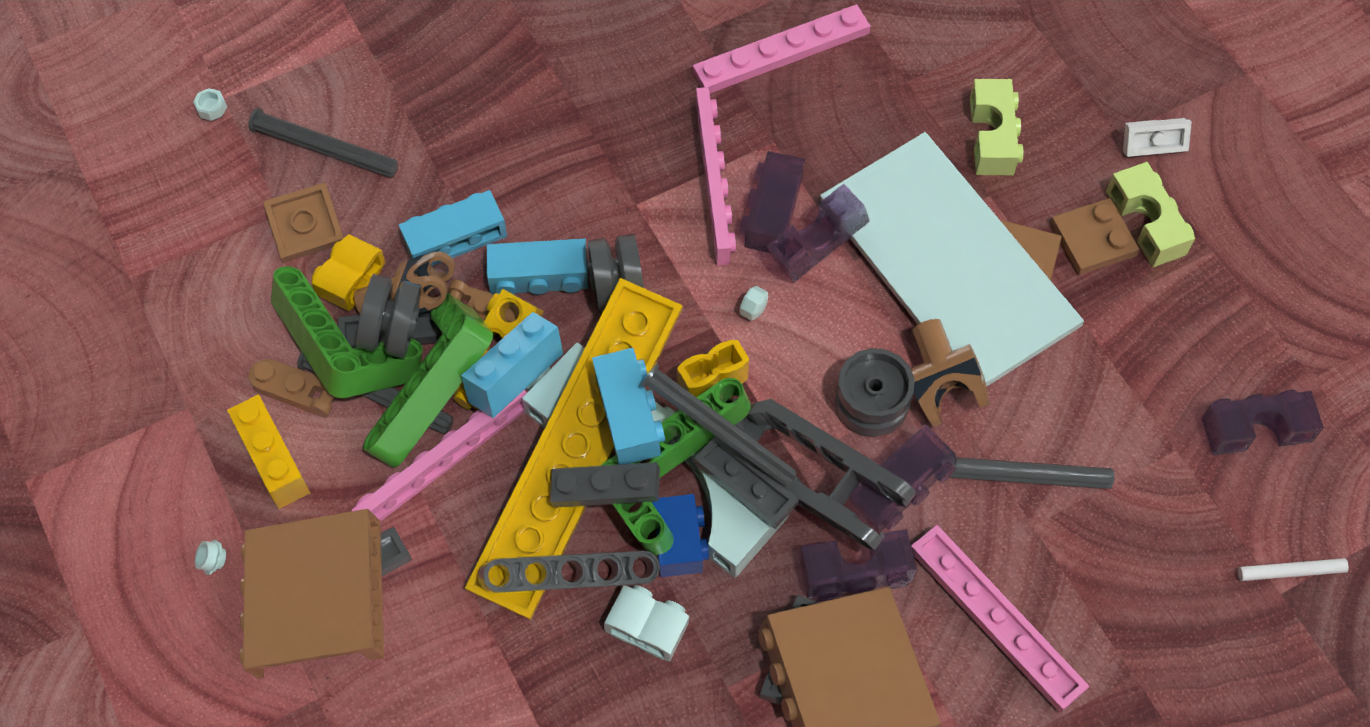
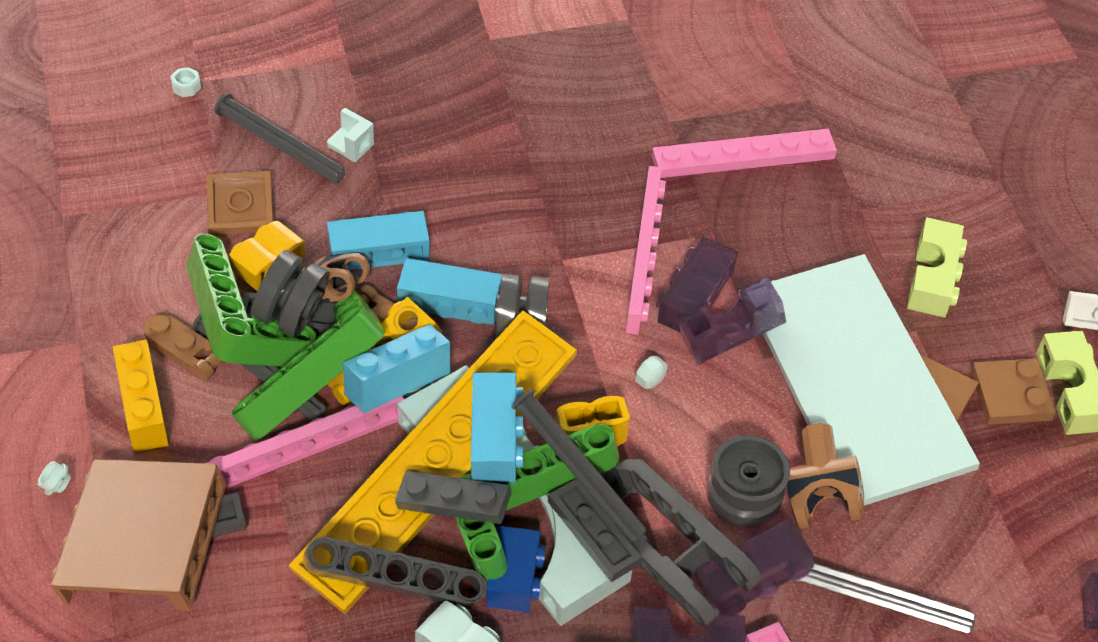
camera: 10 degrees right, 10 degrees down
(395, 123) = (353, 137): none -> light aqua panel

